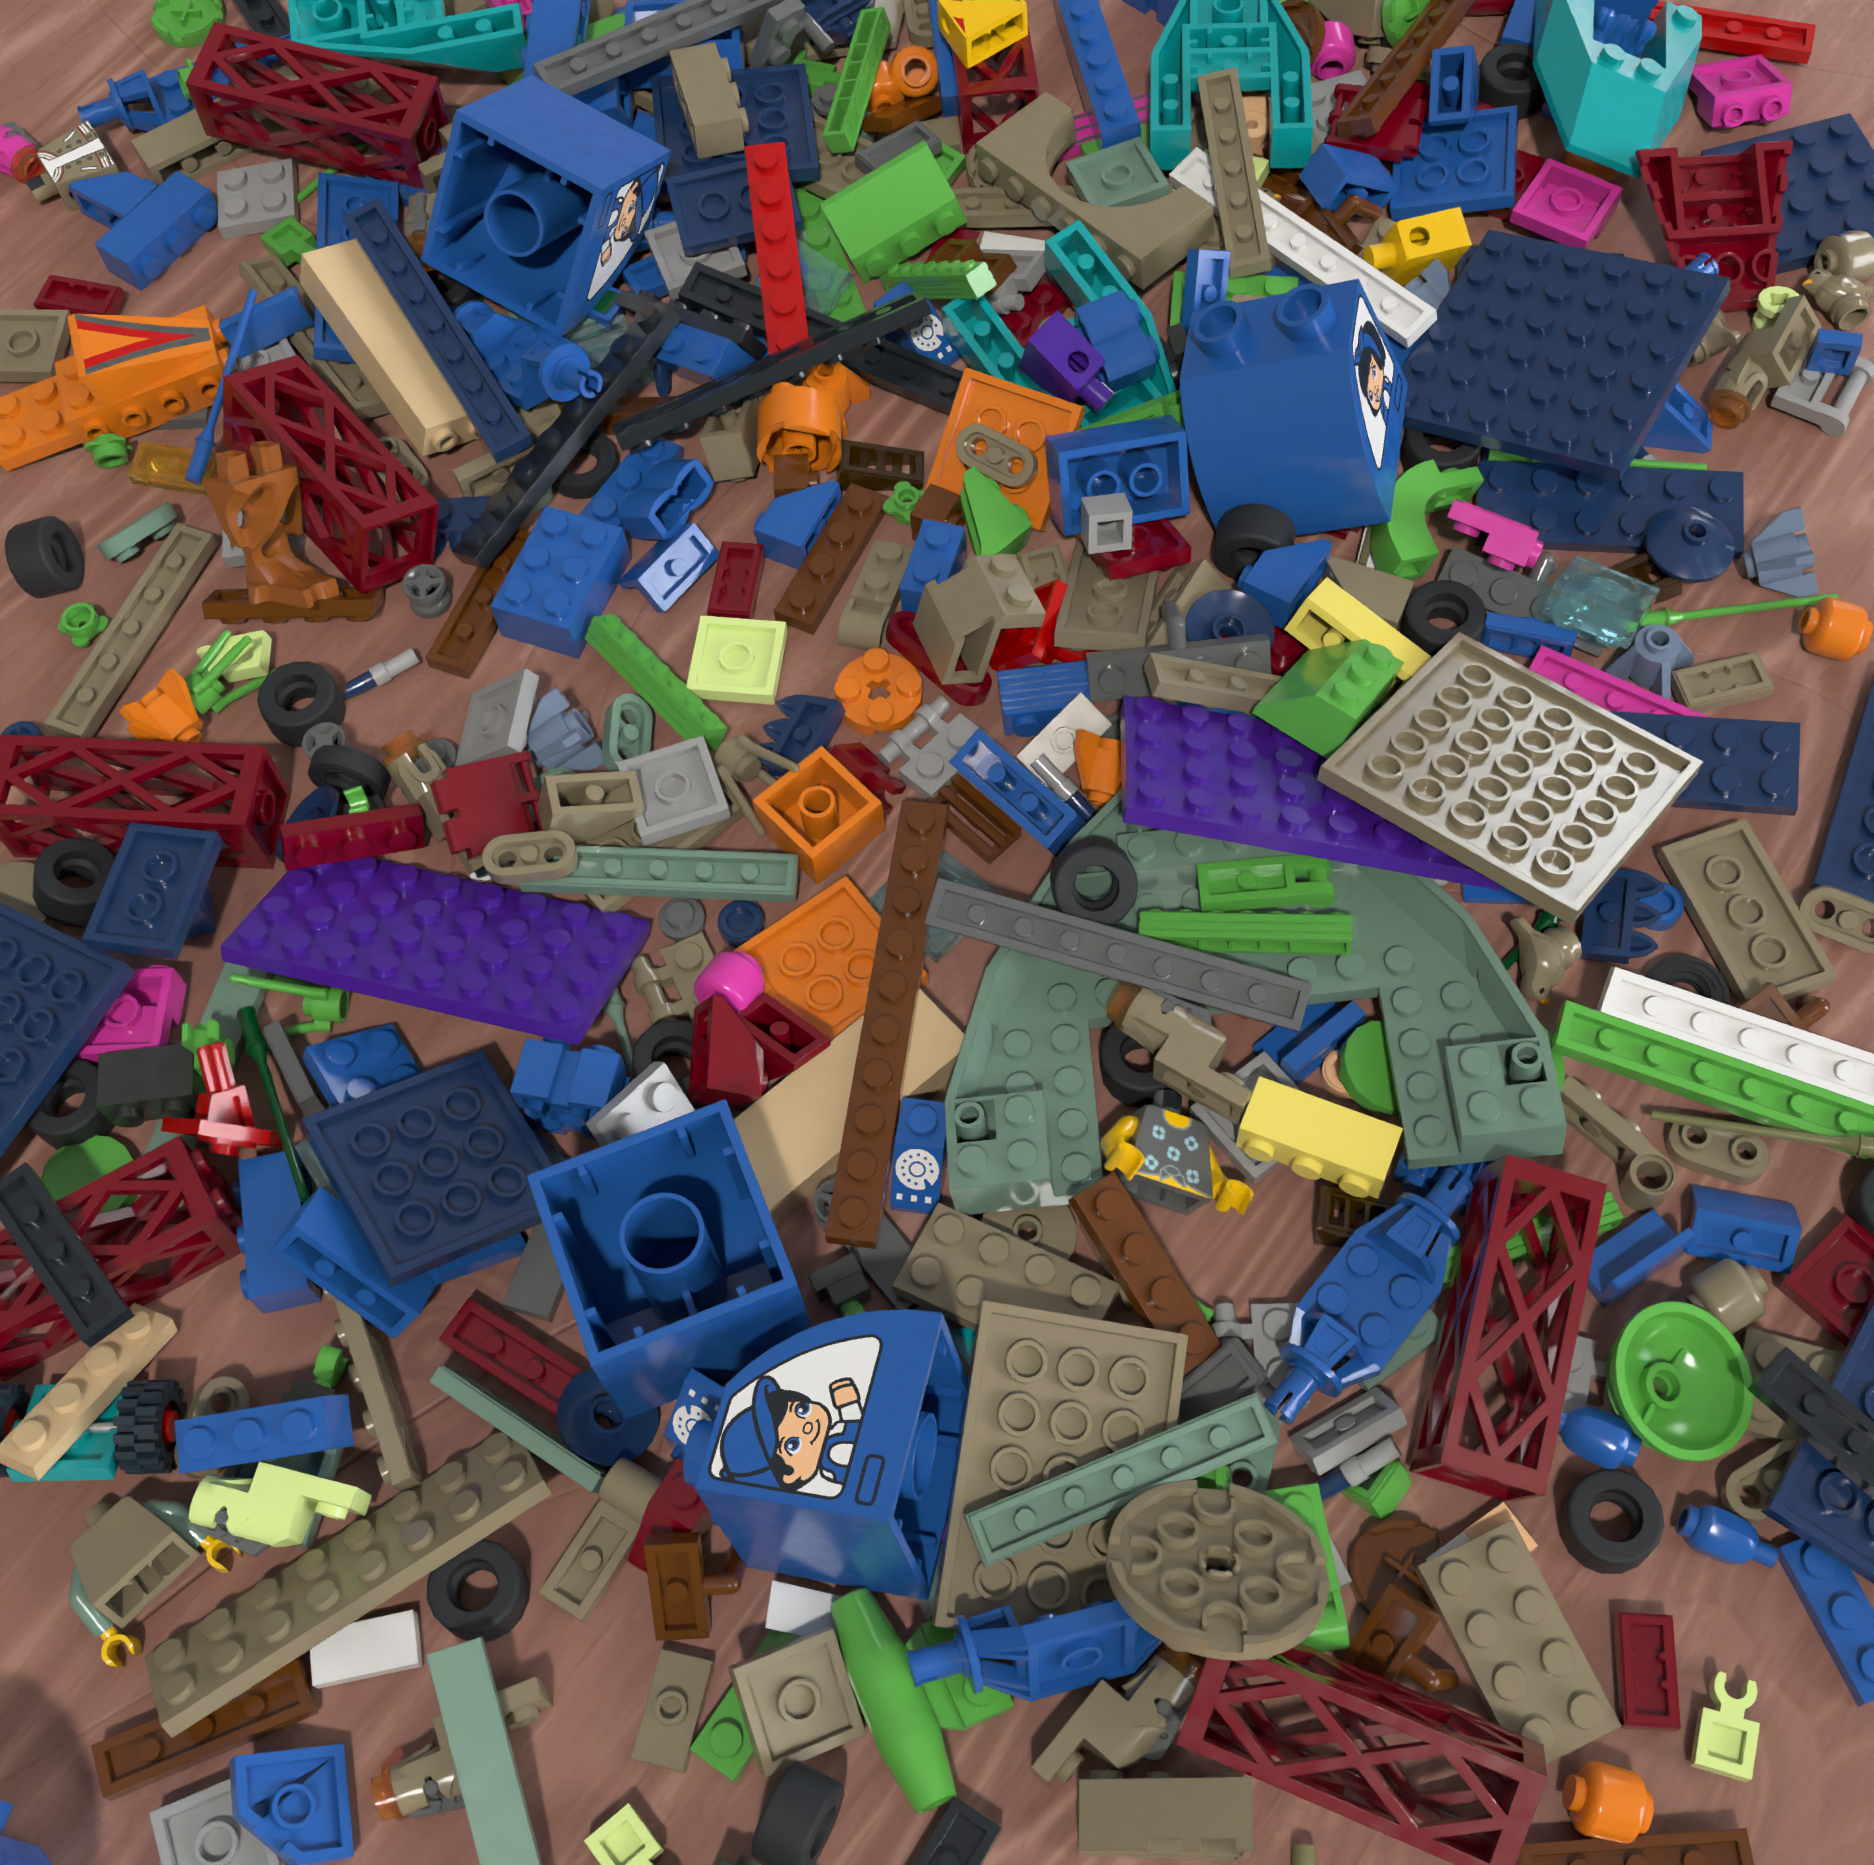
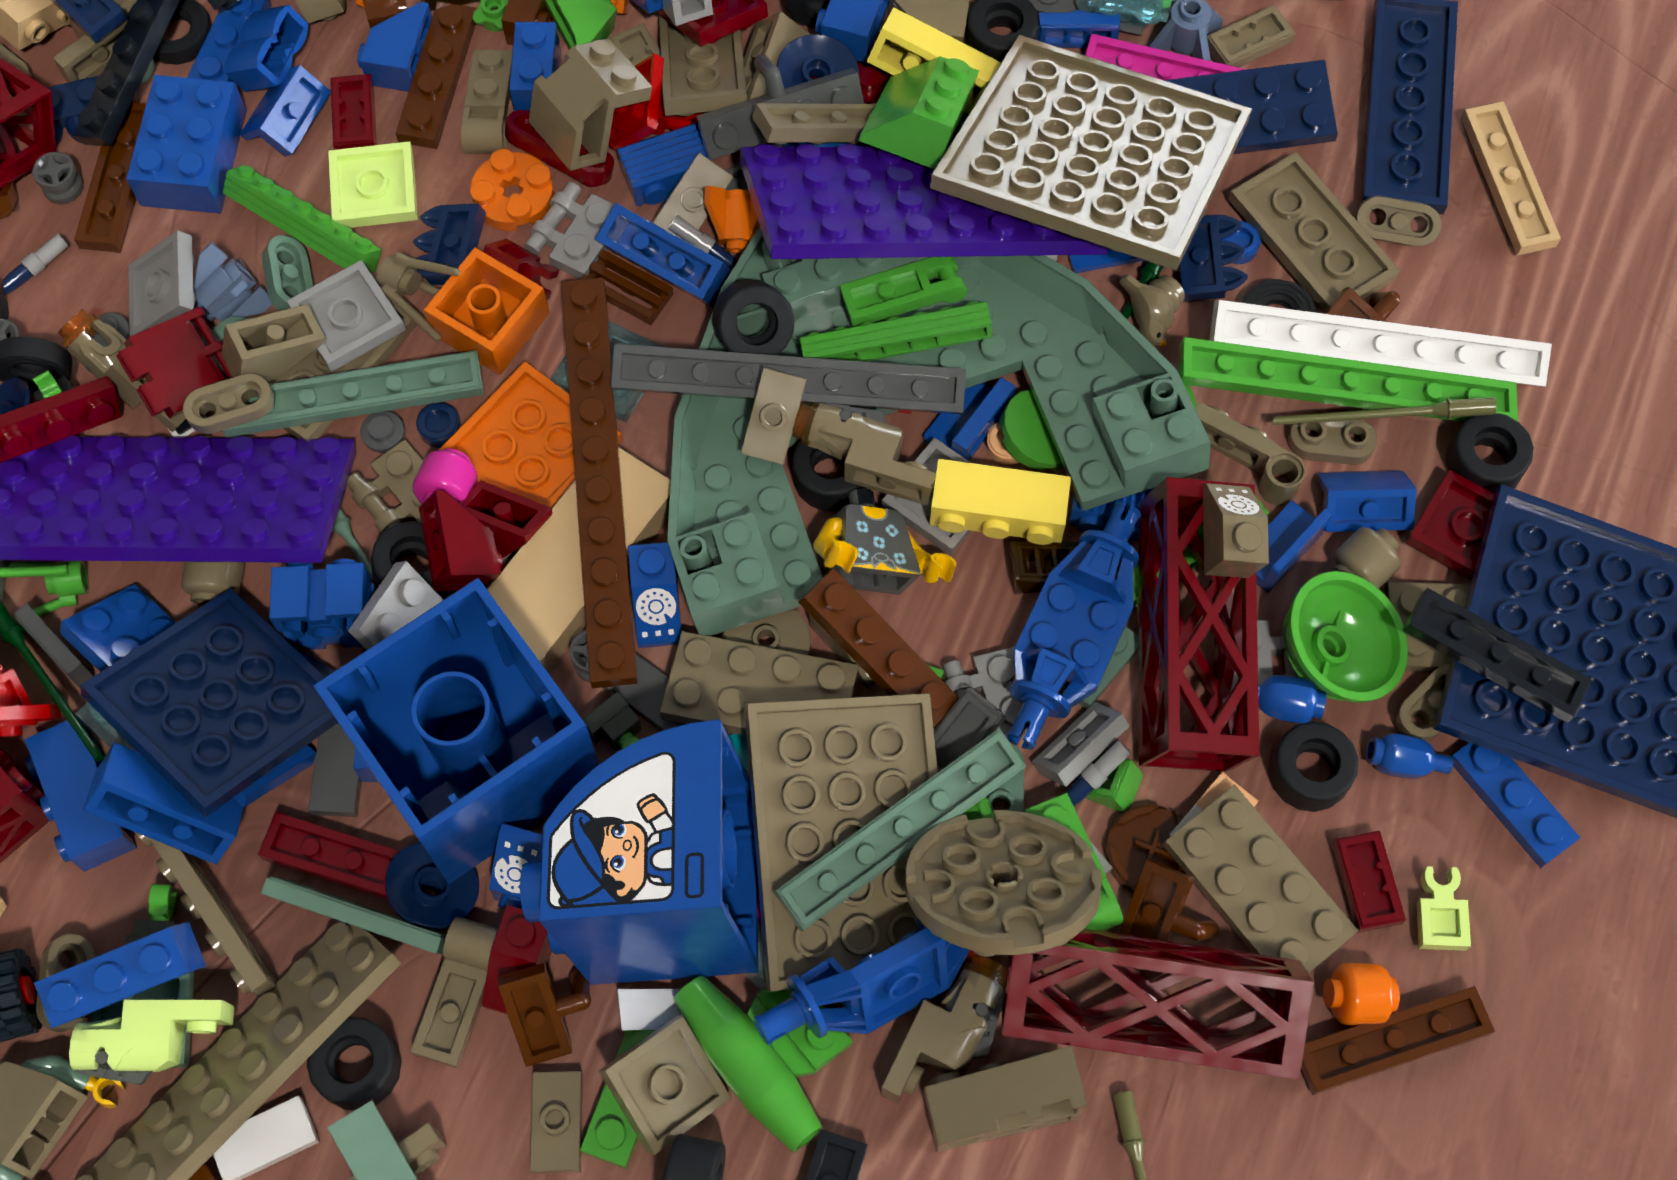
camera: 20 degrees left, 5 degrees up
(465, 1036) = (210, 579): none -> dark tan head
(1090, 990) = (773, 415): none -> dark tan plate
(1569, 1232) = (1233, 531): none -> dark tan slope

